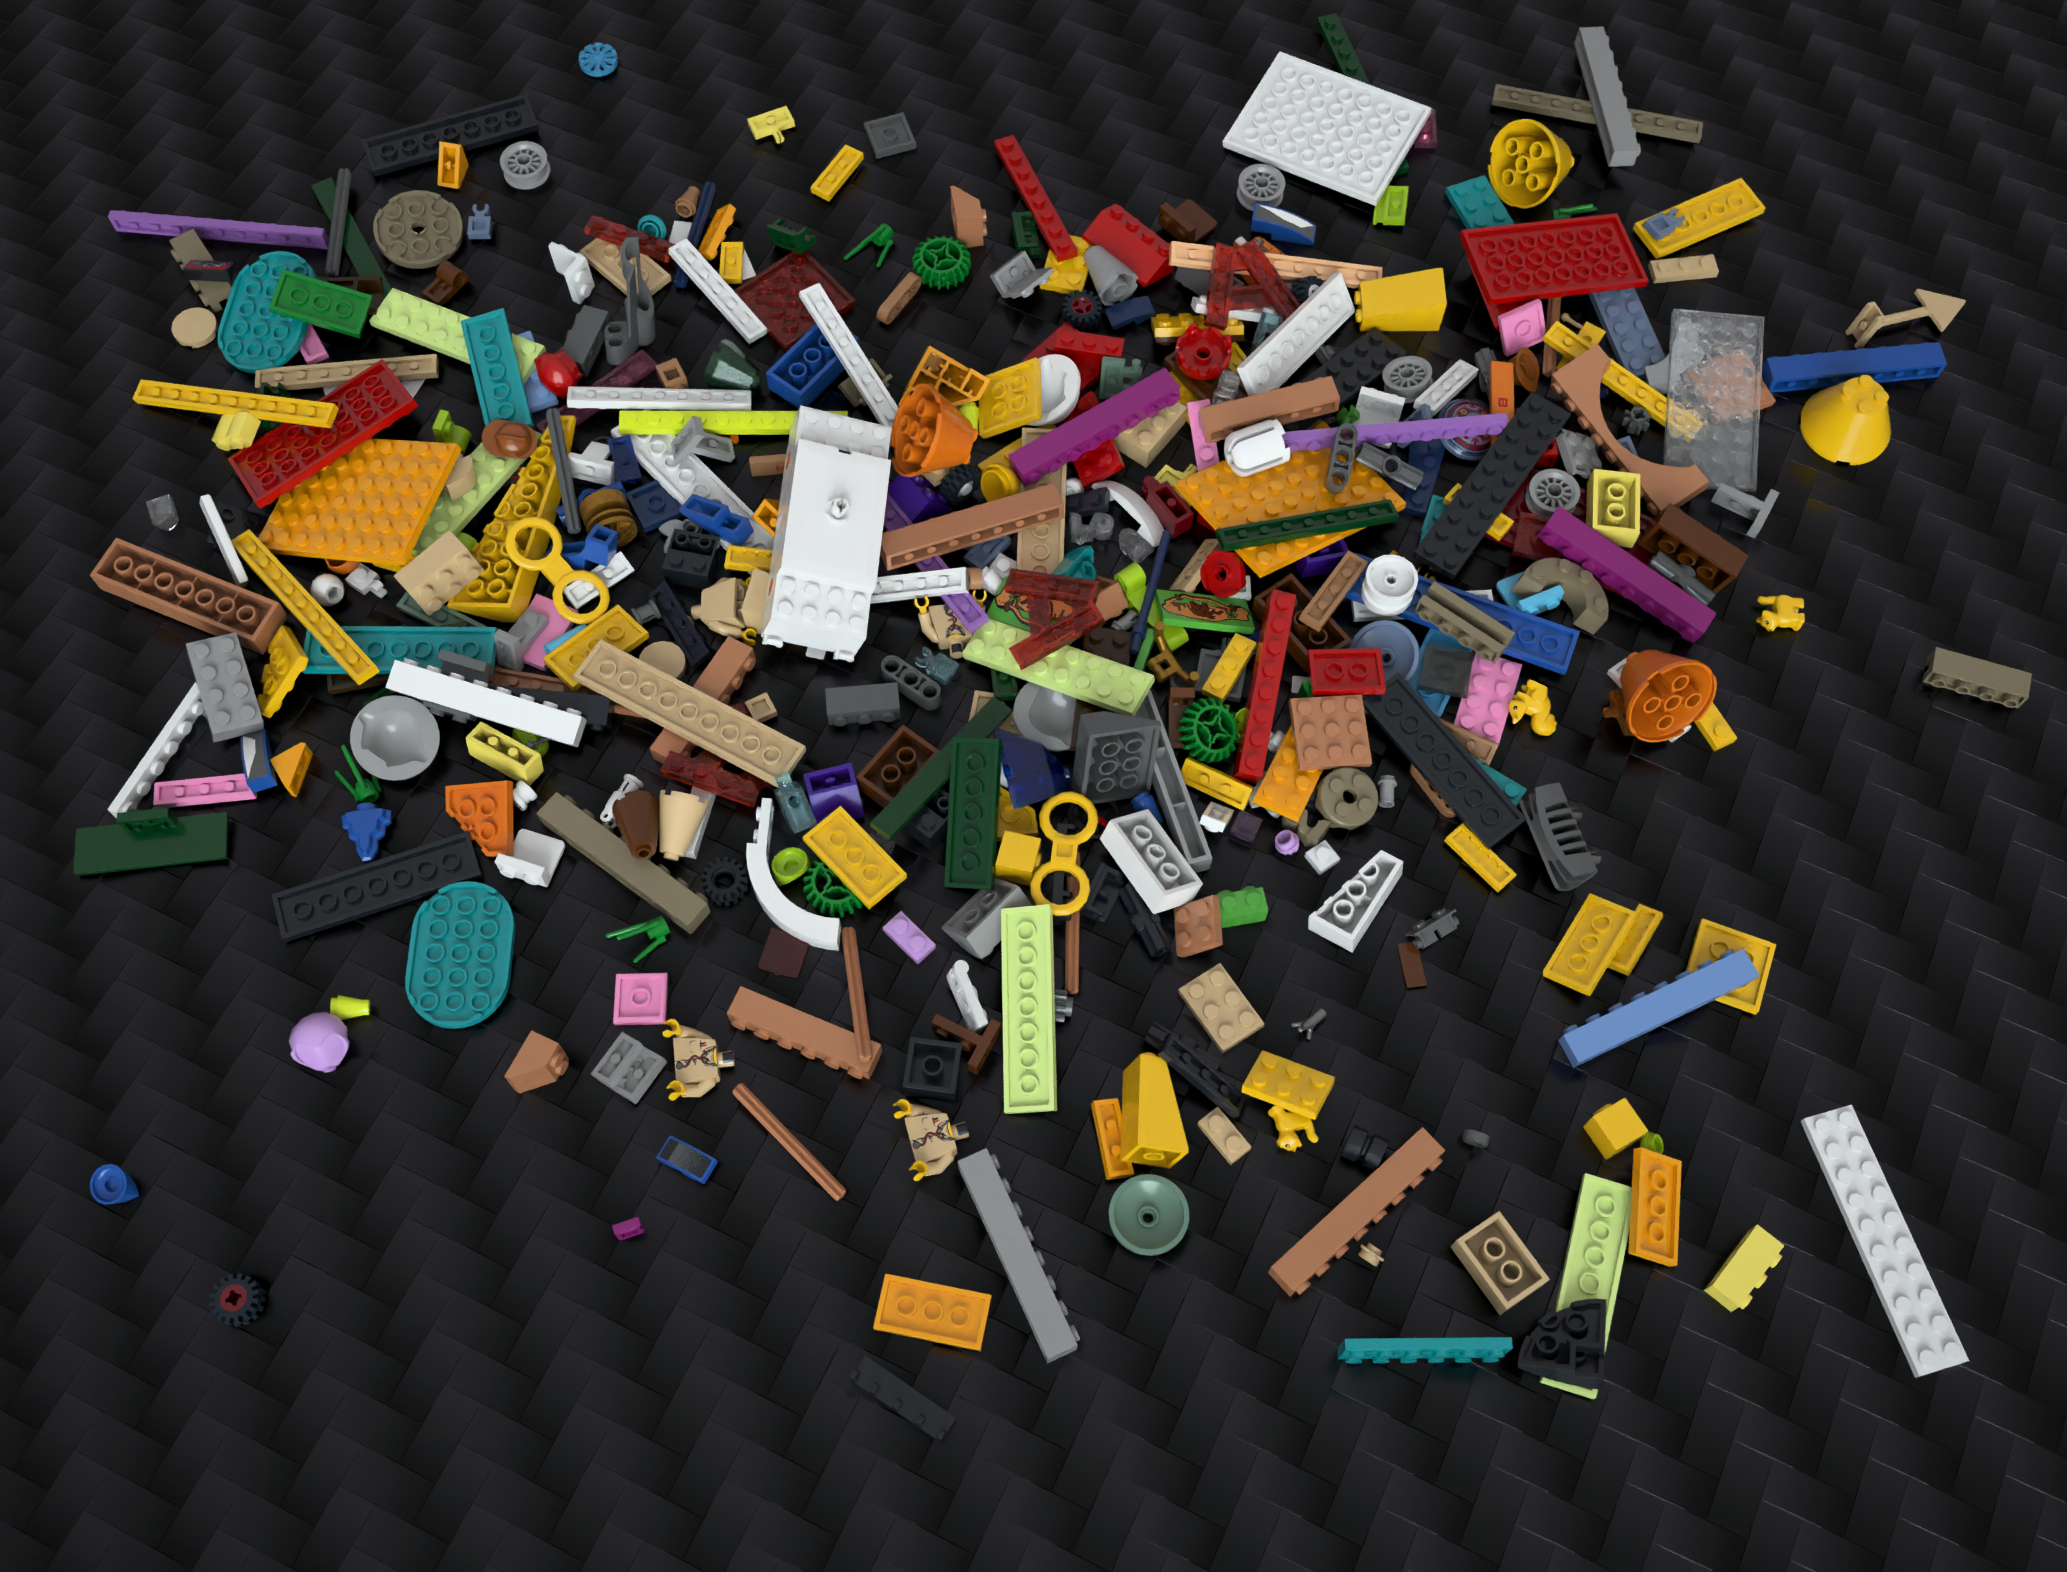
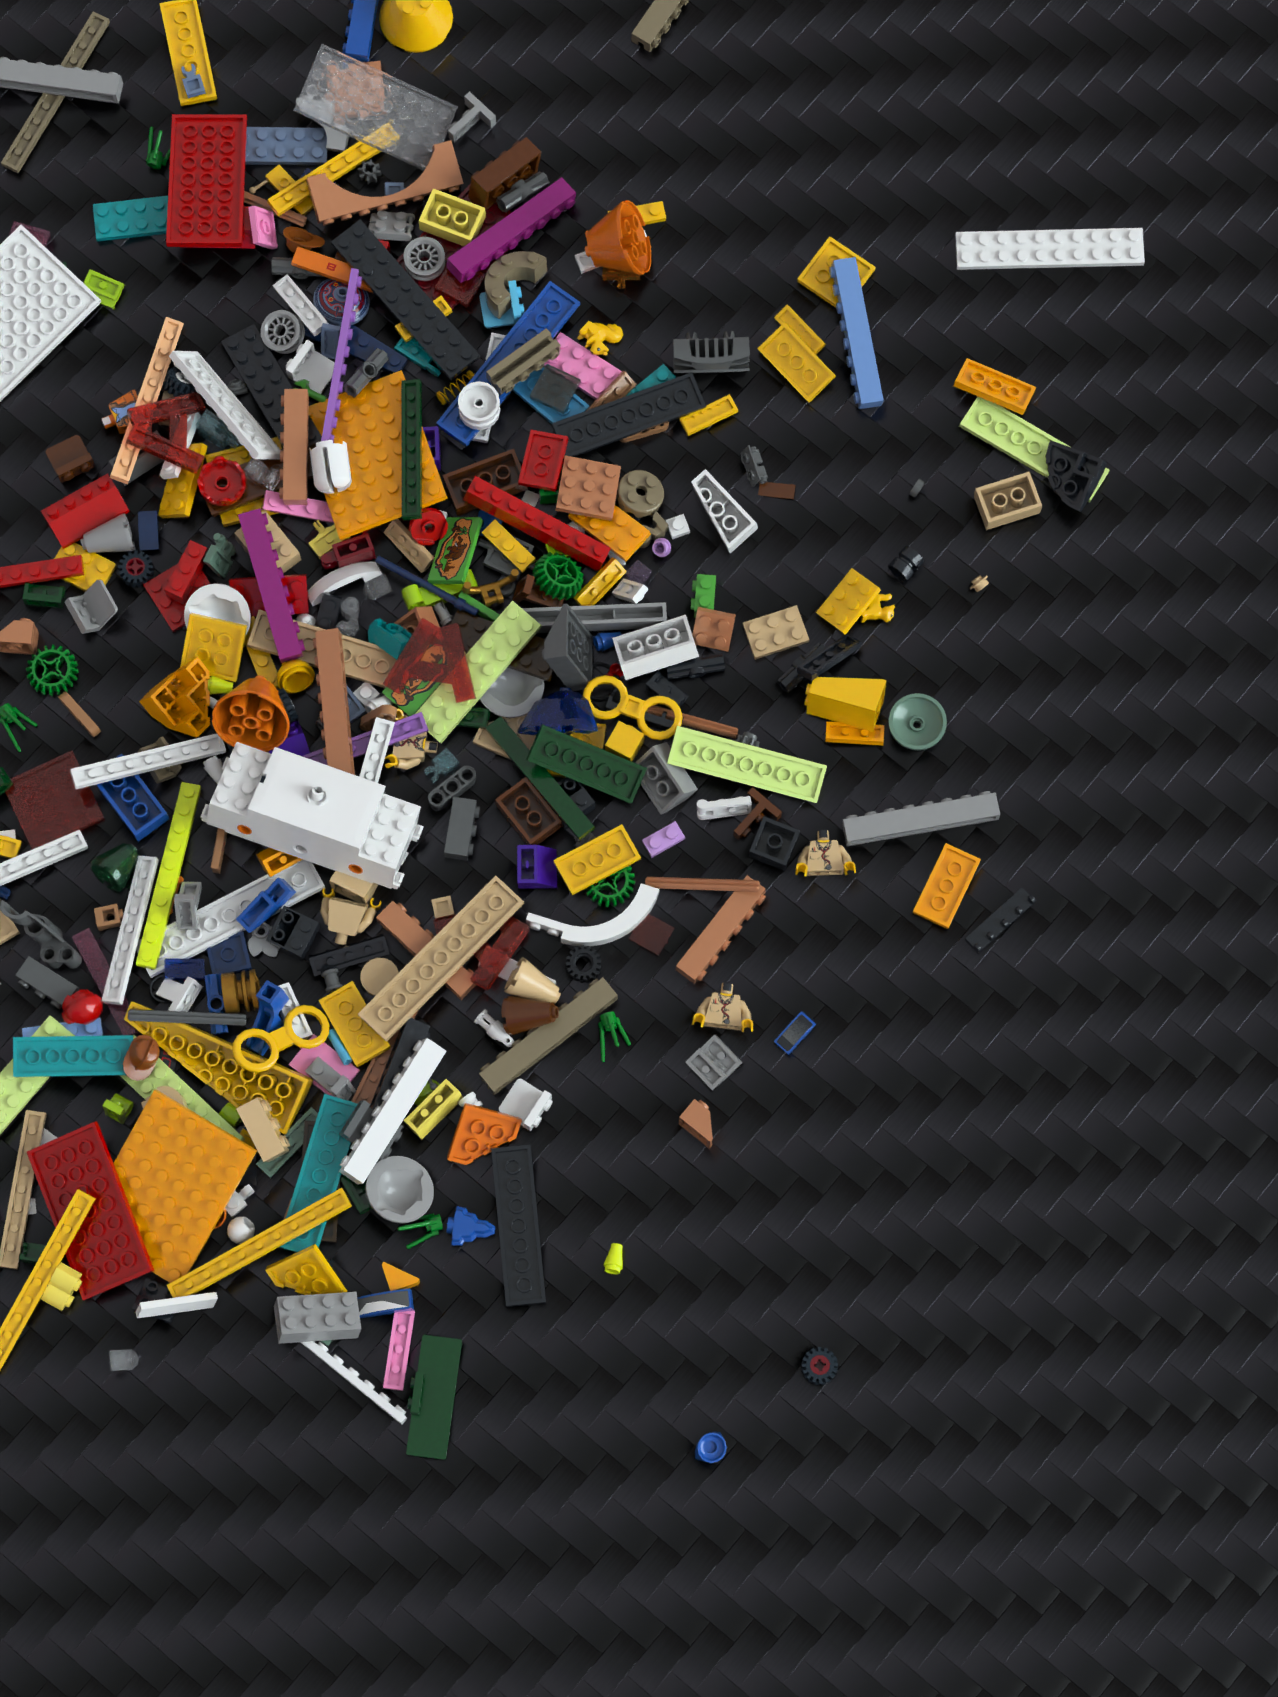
camera: 75 degrees left, 10 degrees up
(188, 595) = (216, 1342): nougat brick -> none
(319, 1041) = (637, 1281): lavender helmet -> none
(460, 955) = (592, 1170): teal plate -> none
(628, 1228) = (836, 1081): magenta tile -> none
(640, 999) = (661, 1044): bright pink tile -> none
(747, 558) = (311, 885): yellow plate -> none
(789, 1141) = (798, 959): nougat axle -> none
(790, 865) = (584, 912): lime piece -> none
(796, 811) = (534, 896): clear light blue torso -> none
(1224, 1135) = (870, 657): tan plate -> none
(1260, 185) = (50, 372): light grey wheel -> none
(1282, 225) = (97, 383): slope -> none
(1309, 1023) = (804, 575): flat silver bar -> none
(1333, 591) = (470, 448): medium nougat plate -> none
(1346, 449) = (356, 397): dark grey beam -> none
(1356, 1211) = (948, 583): nougat brick -> none
(1386, 796) = (637, 463): light grey pin -> none
(1393, 640) = (525, 413): sand blue dish -> none
(1402, 302) = (207, 312): yellow slope -> none
(1433, 1349) = (1055, 564): teal plate -> none
(1527, 163) = (106, 166): yellow cone -> none
(1615, 1128) = (934, 393): yellow head -> none
(1652, 1142) = (950, 373): lime plate -> none
(1683, 268) = (232, 81): tan plate -> none
(1745, 1269) = (1049, 344): light yellow brick -> none
(1783, 612) = (568, 128): yellow animal -> none

